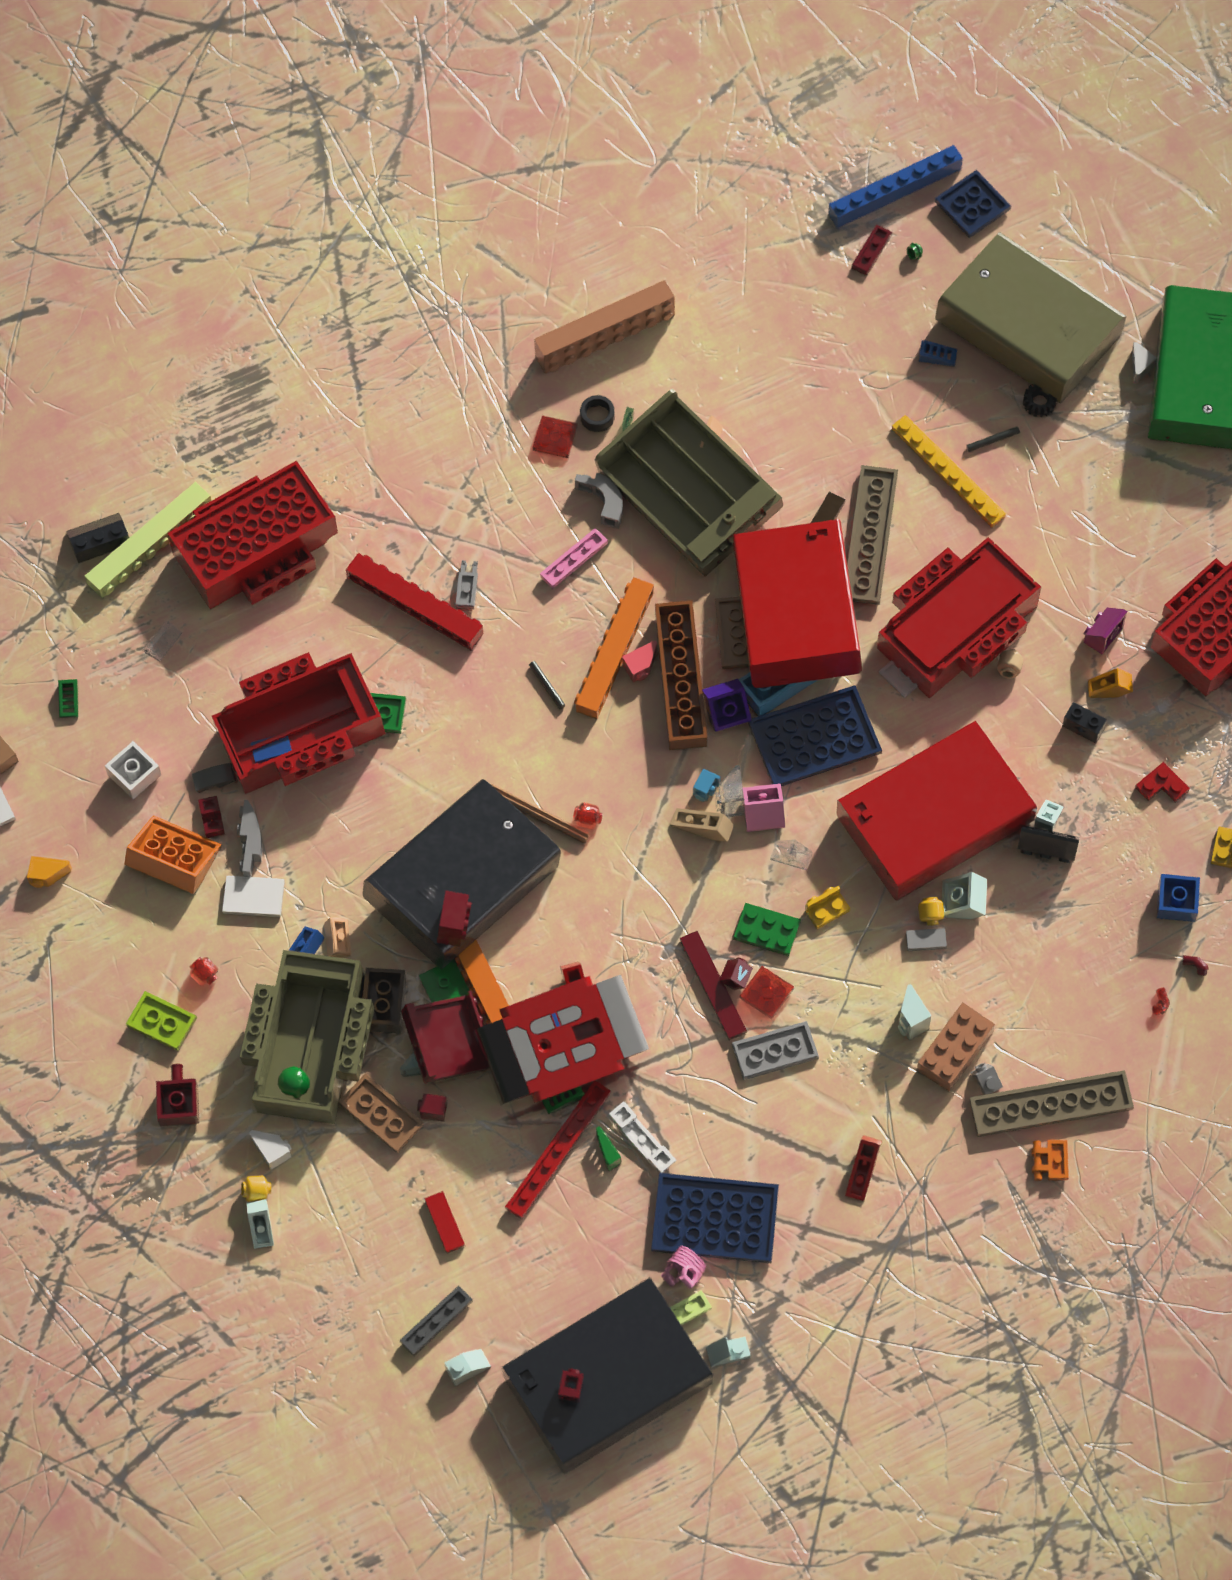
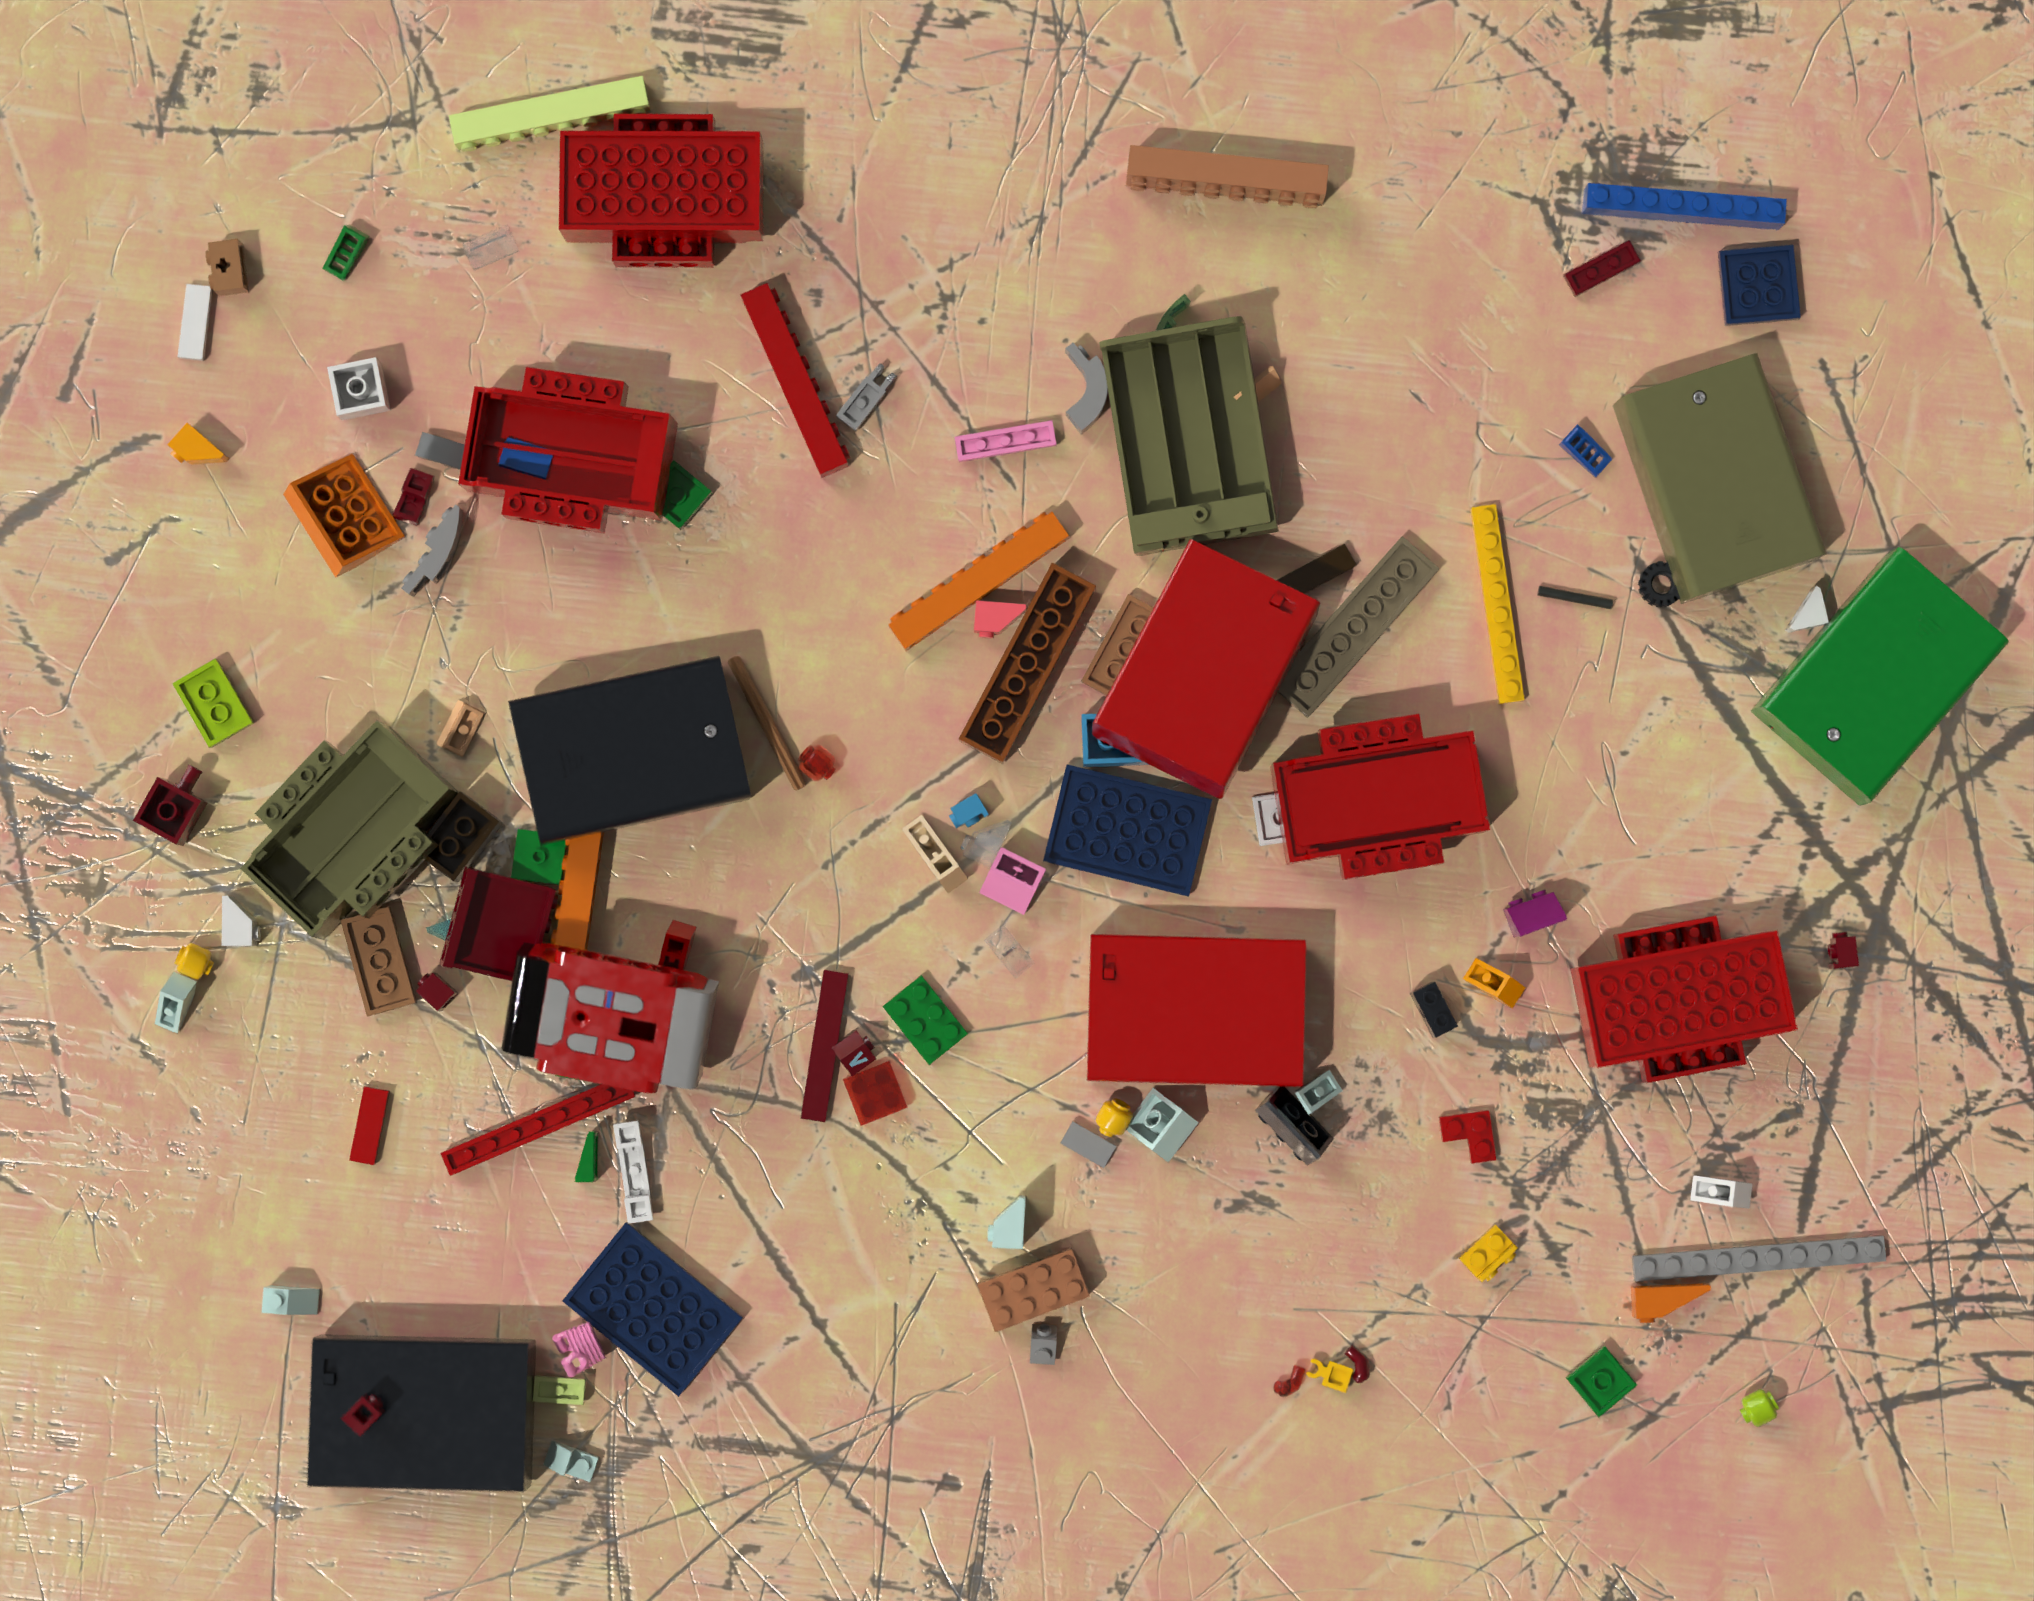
camera: 35 degrees right, 20 degrees up
(97, 537) = (496, 71): black slope -> none
(203, 971) = (292, 676): clear red head -> none
(253, 896) = (400, 620): white tile -> none
(293, 1082) = (300, 874): green hair -> none
(308, 941) = (418, 715): blue slope -> none
(436, 1320) = (290, 1229): dark grey plate -> none
(454, 918) = (568, 816): dark red brick -> none
(547, 685) = (876, 575): pearl dark grey bar -> none
(555, 436) = (1084, 274): clear red plate -> none
(597, 400) = (1149, 257): black tyre -> none
(726, 705) = (1051, 735): dark purple brick -> none
(775, 1050) = (841, 1163): light grey tile -> none
(826, 907) = (1005, 1039): yellow bracket -> none
(863, 1168) = (845, 1357): red slope -> none
(914, 251) = (1649, 303): green plate -> none
(1010, 664) = (1400, 886): tan head -> none
(1051, 1103) = (1093, 1417): dark tan plate -> none
(1056, 1160) = (1055, 1482): orange plate -> none
(1178, 897) = (1390, 1280): blue brick -> none
(1186, 979) = (1334, 1375): none -> yellow plate

